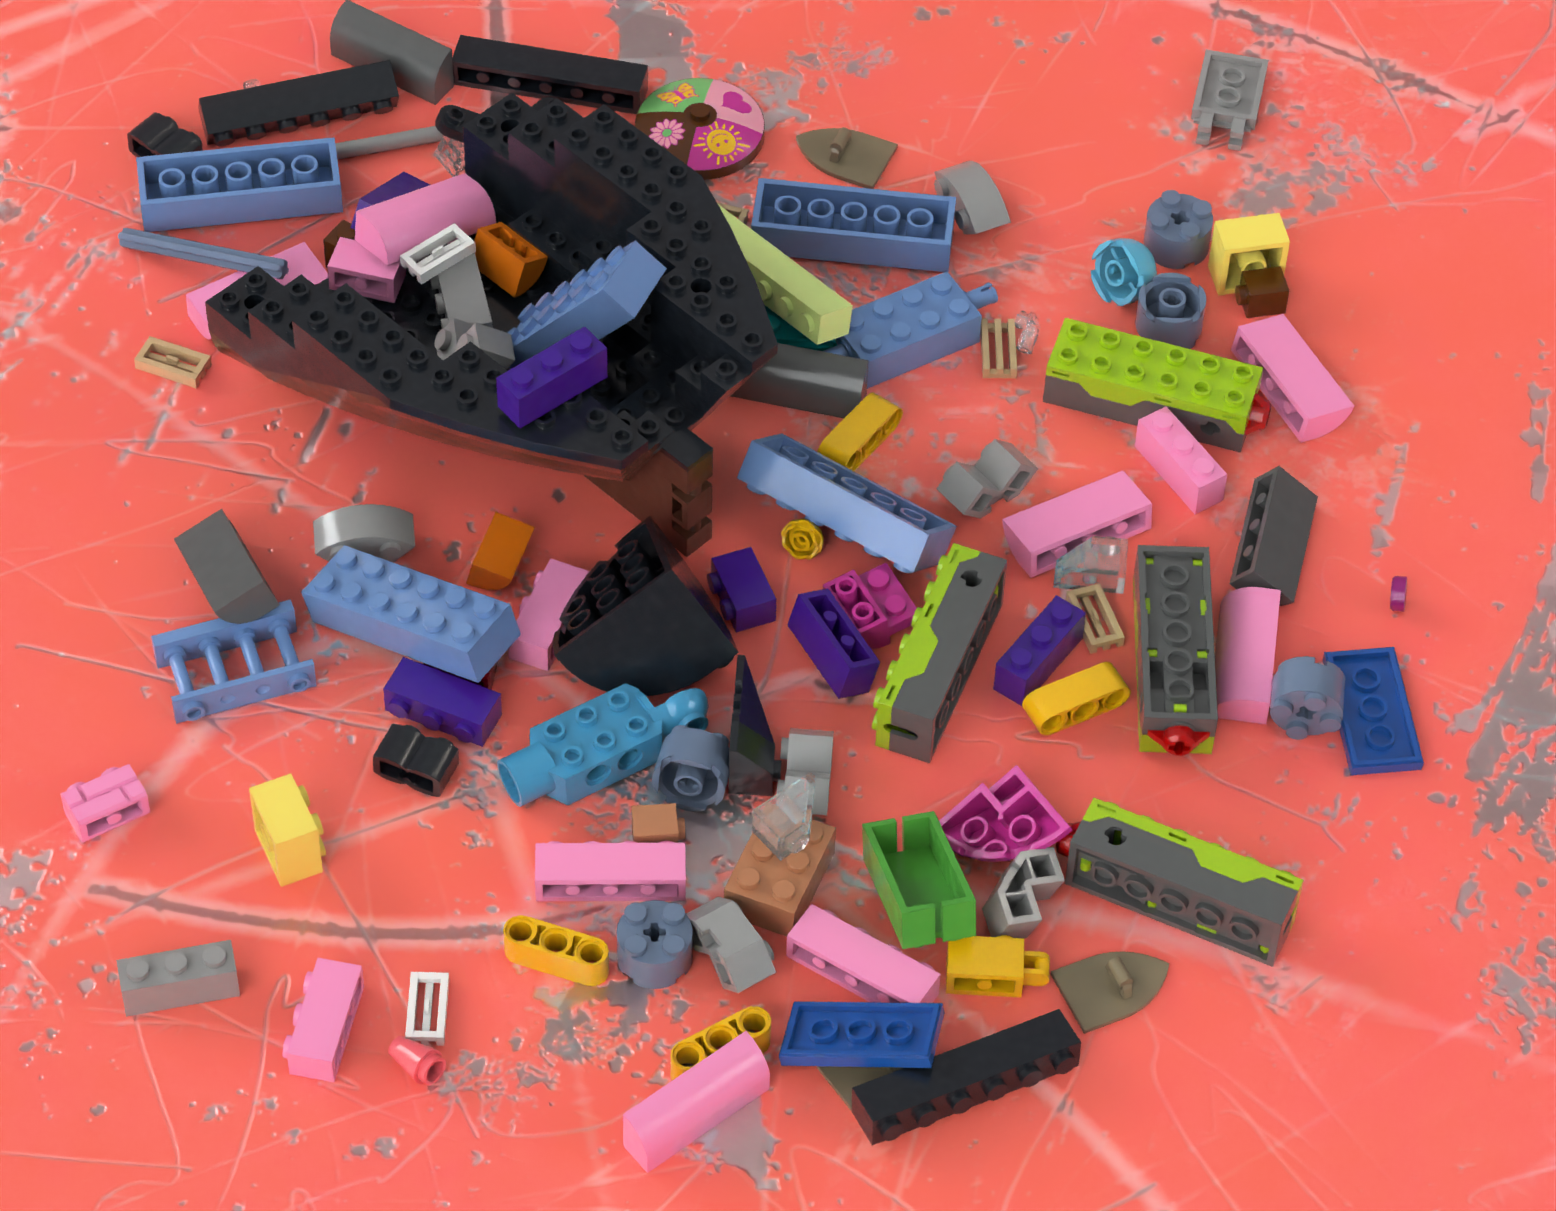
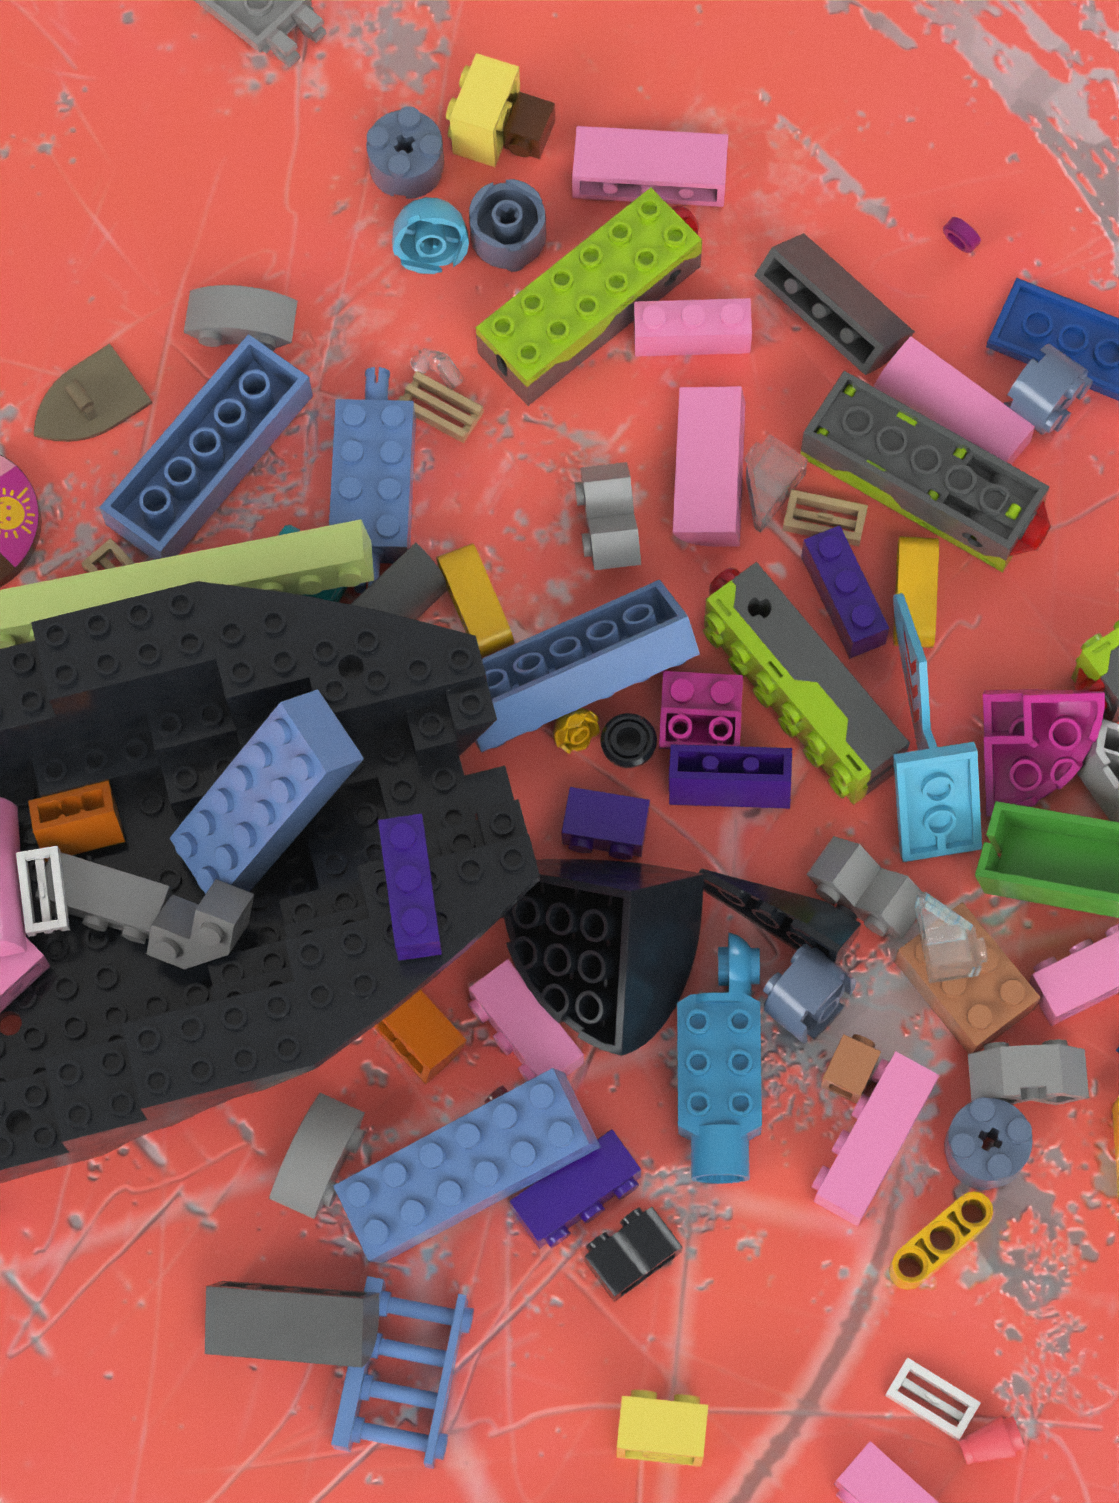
camera: 55 degrees left, 20 degrees up
(814, 568) = (628, 740): none -> black brick
(919, 757) = (934, 784): none -> medium azure piece

